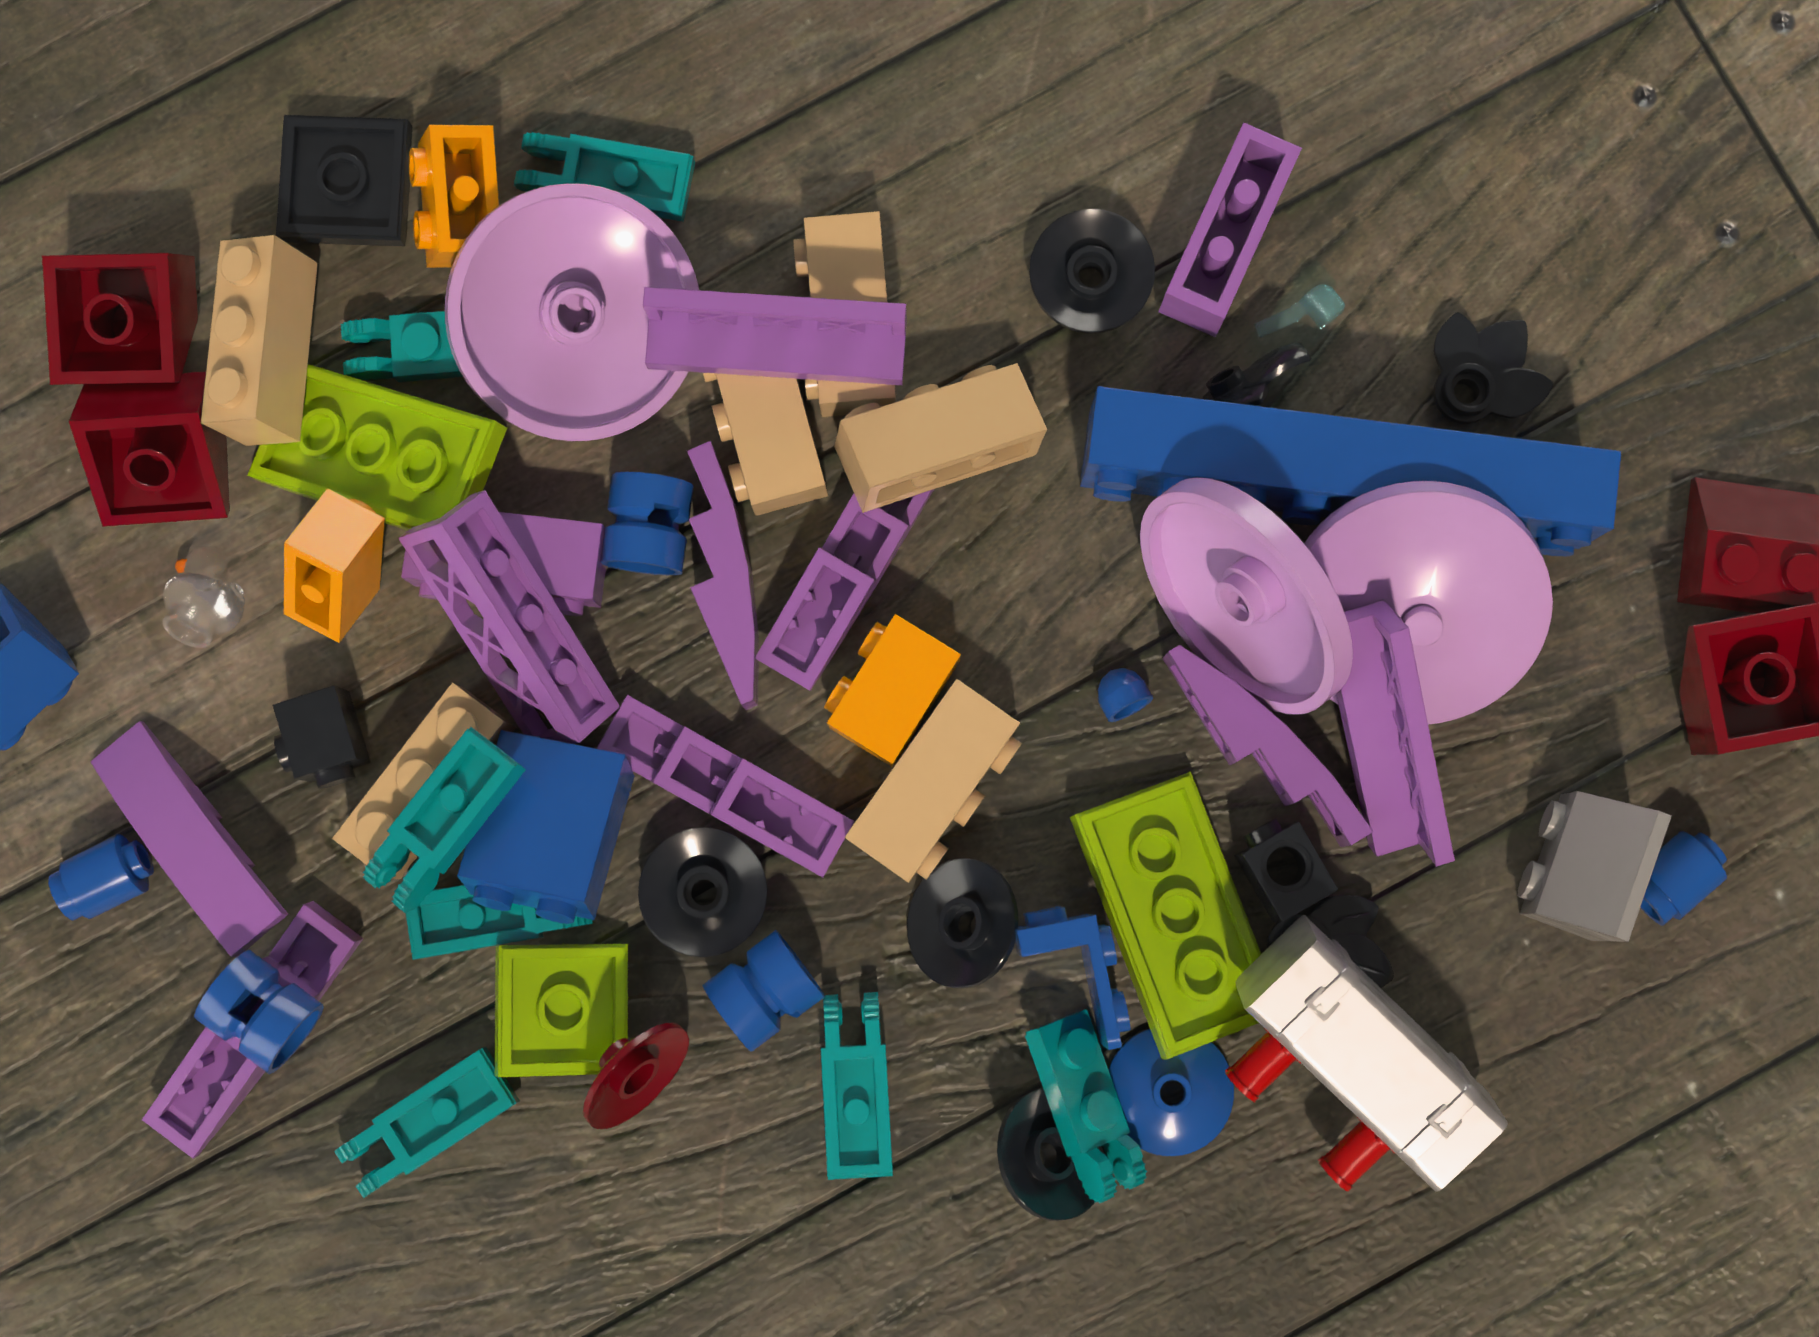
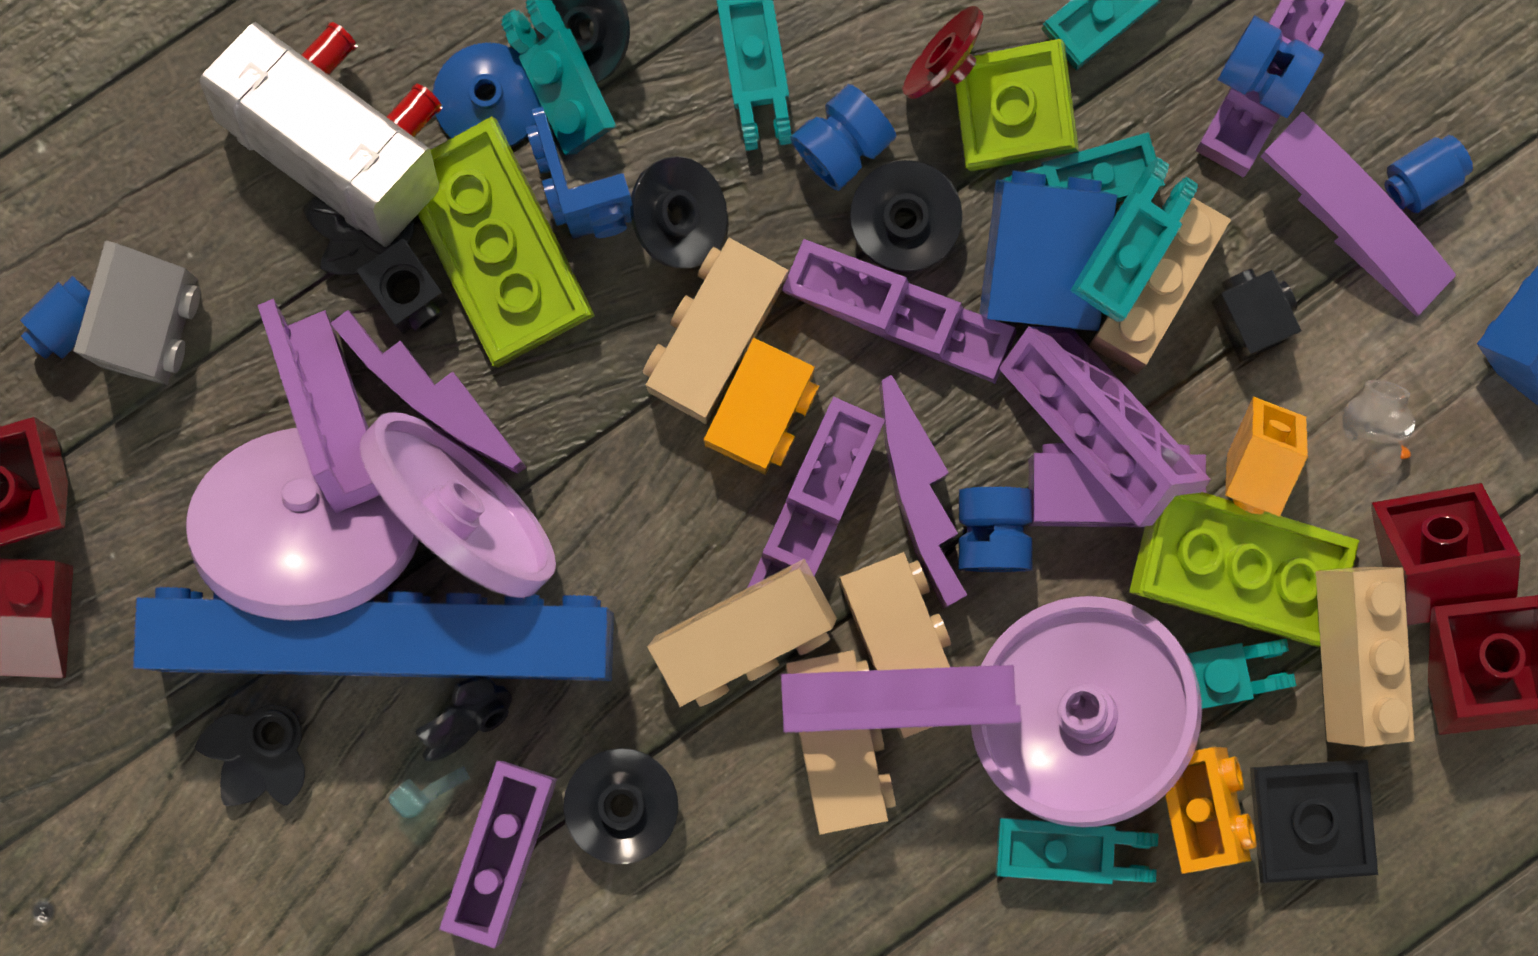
camera: 170 degrees right, 0 degrees up
(1122, 694) = (559, 428): blue hinge -> none

